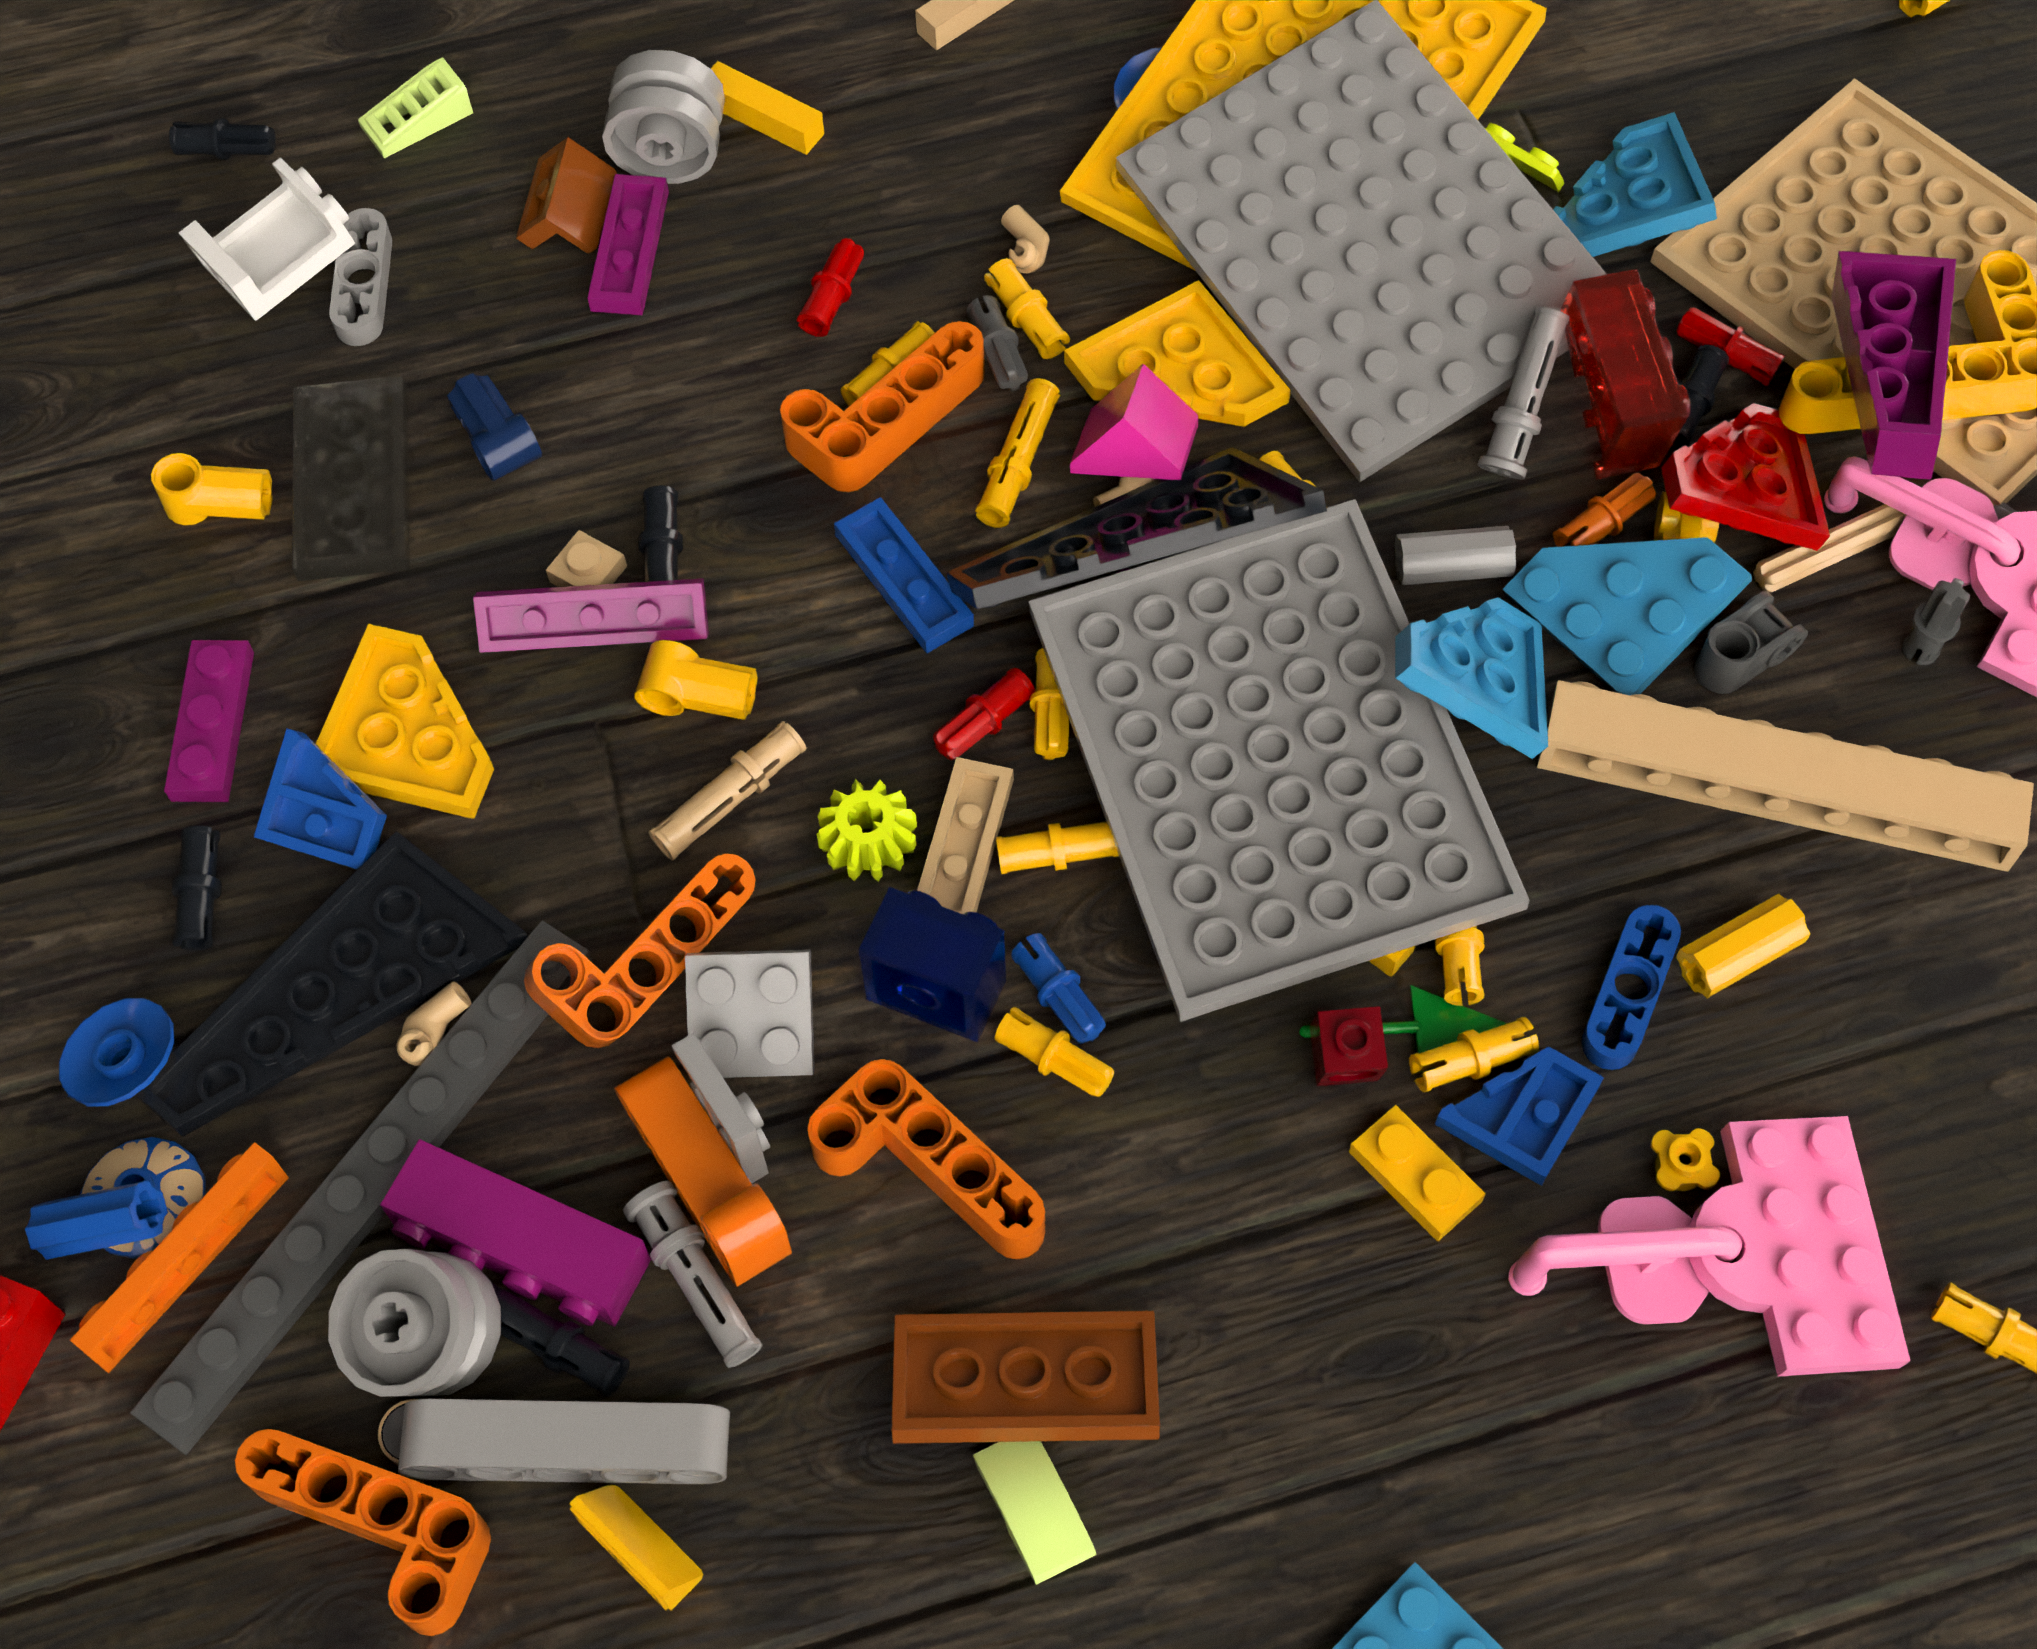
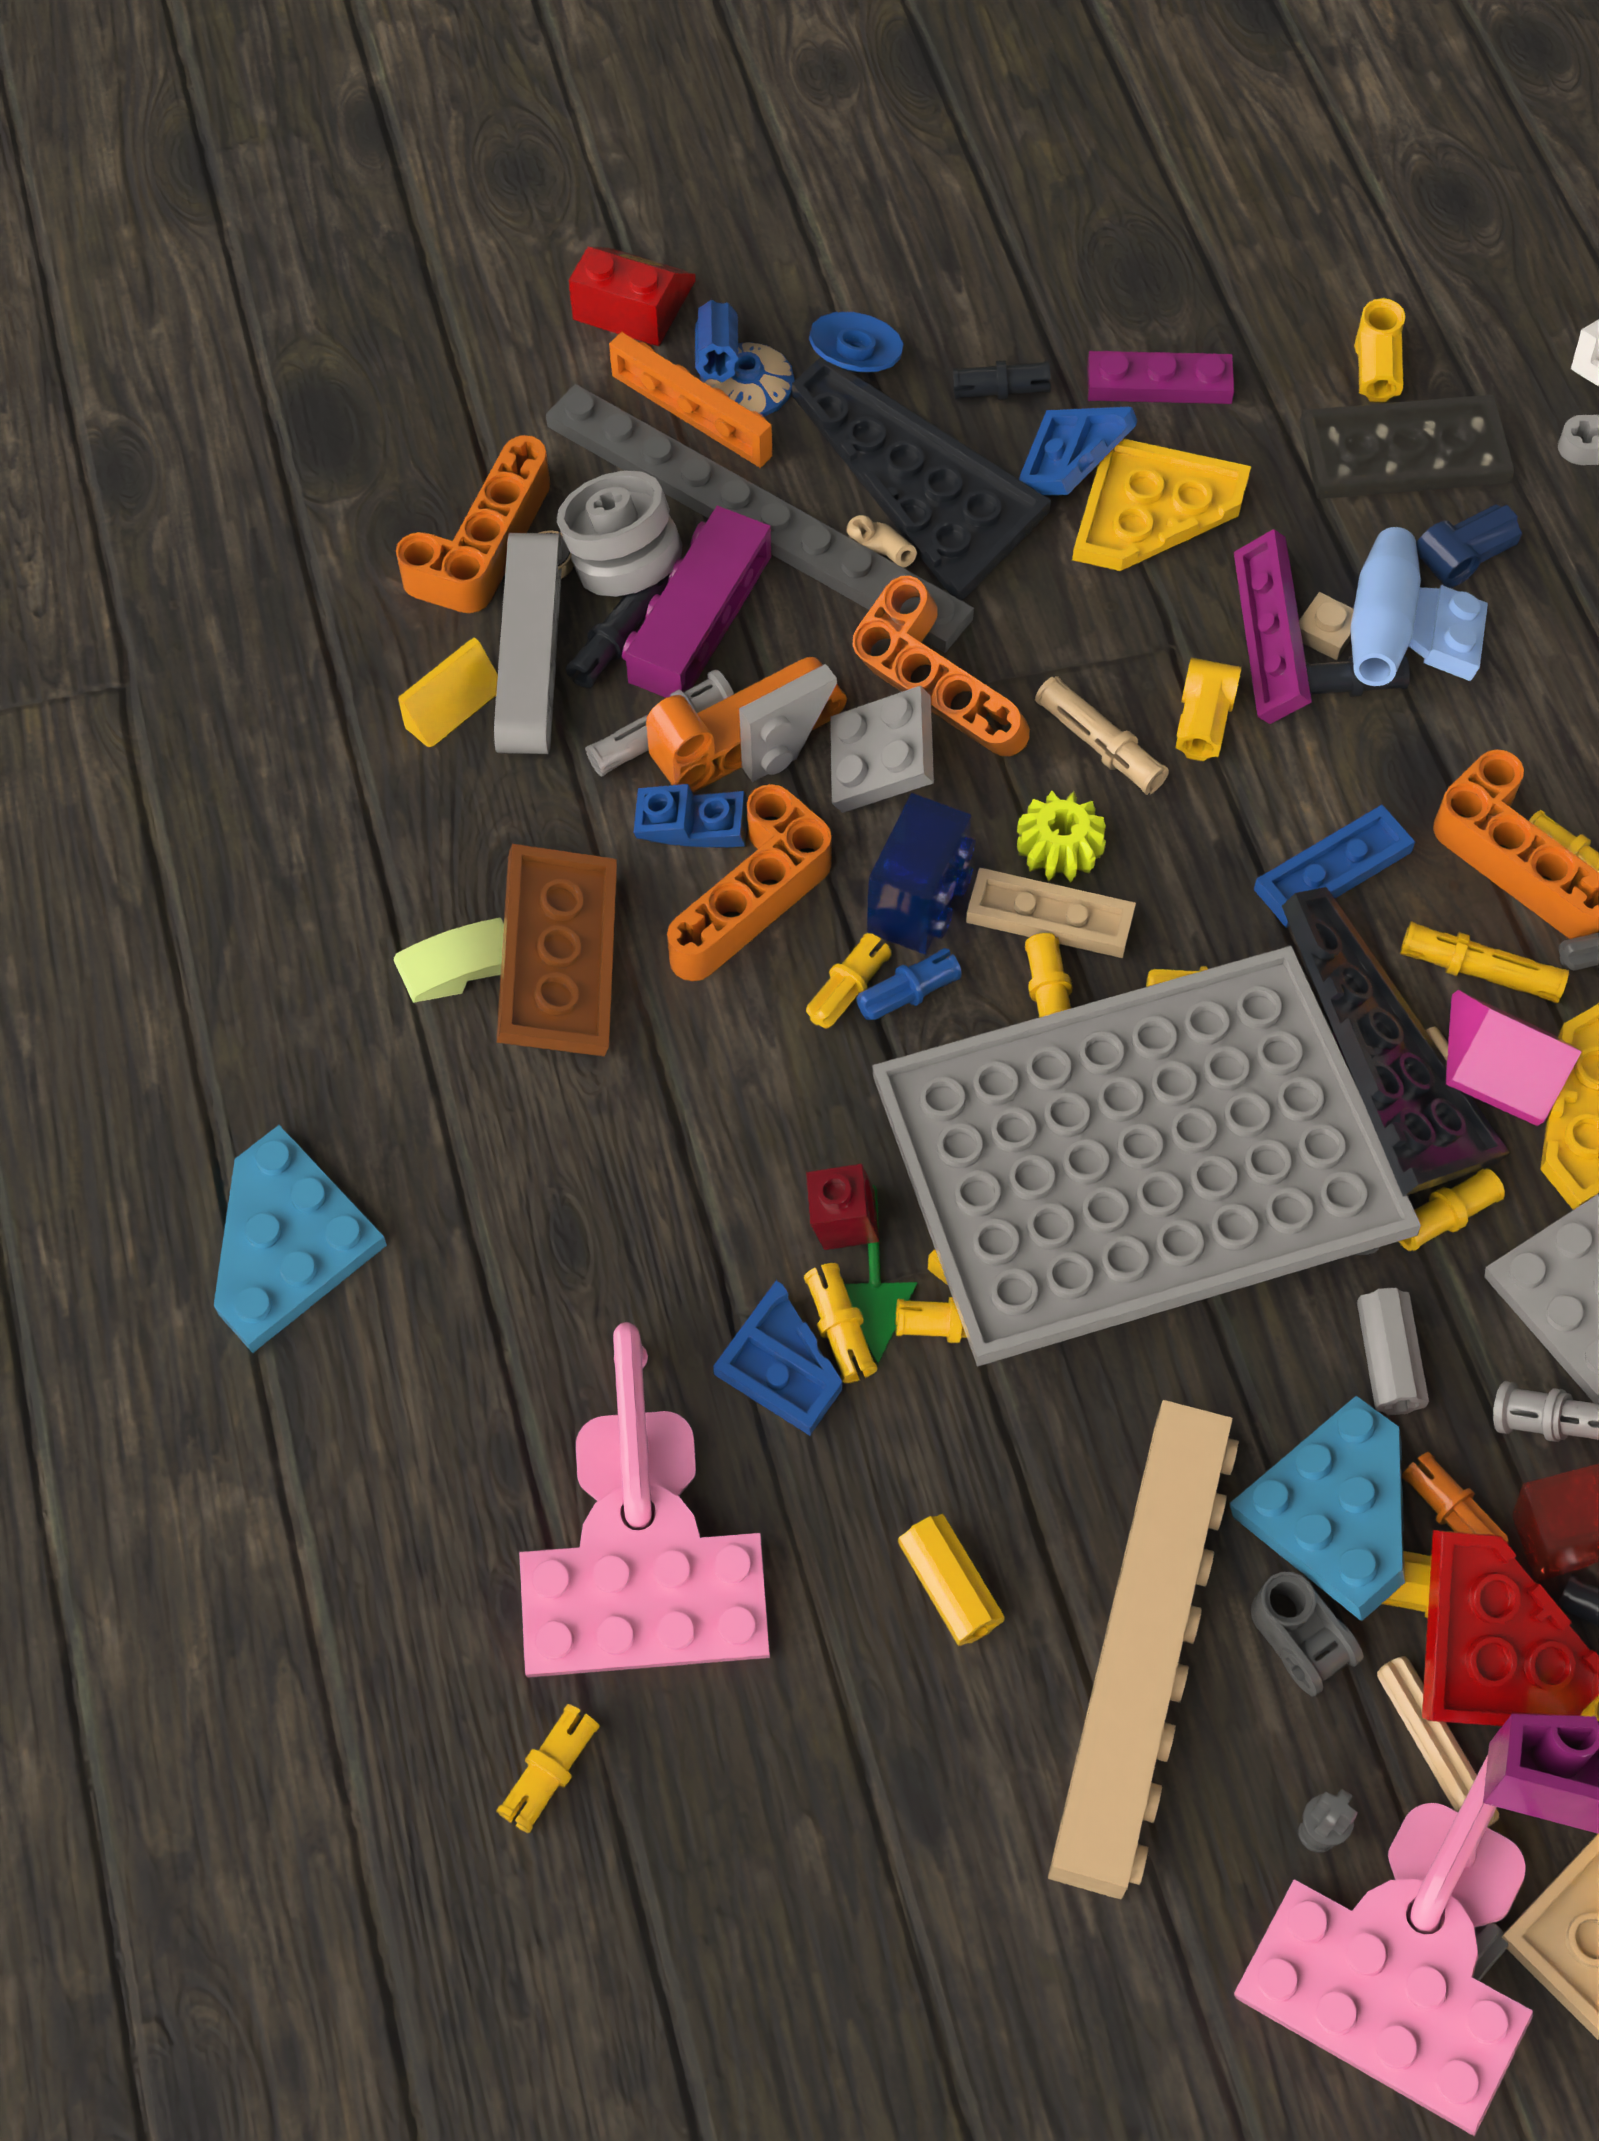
camera: 90 degrees right, 0 degrees up
(596, 483) = (1398, 613): none -> light blue plate
(826, 1236) = (685, 819): none -> blue slope
(983, 714) = (1184, 928): red axle -> none
(1417, 1173) = (730, 1270): yellow plate -> none
(1481, 669) = (1235, 1337): dark azure plate -> none
(1611, 1002) = (903, 1450): blue beam -> none
(1675, 1175) = (743, 1511): yellow plate -> none

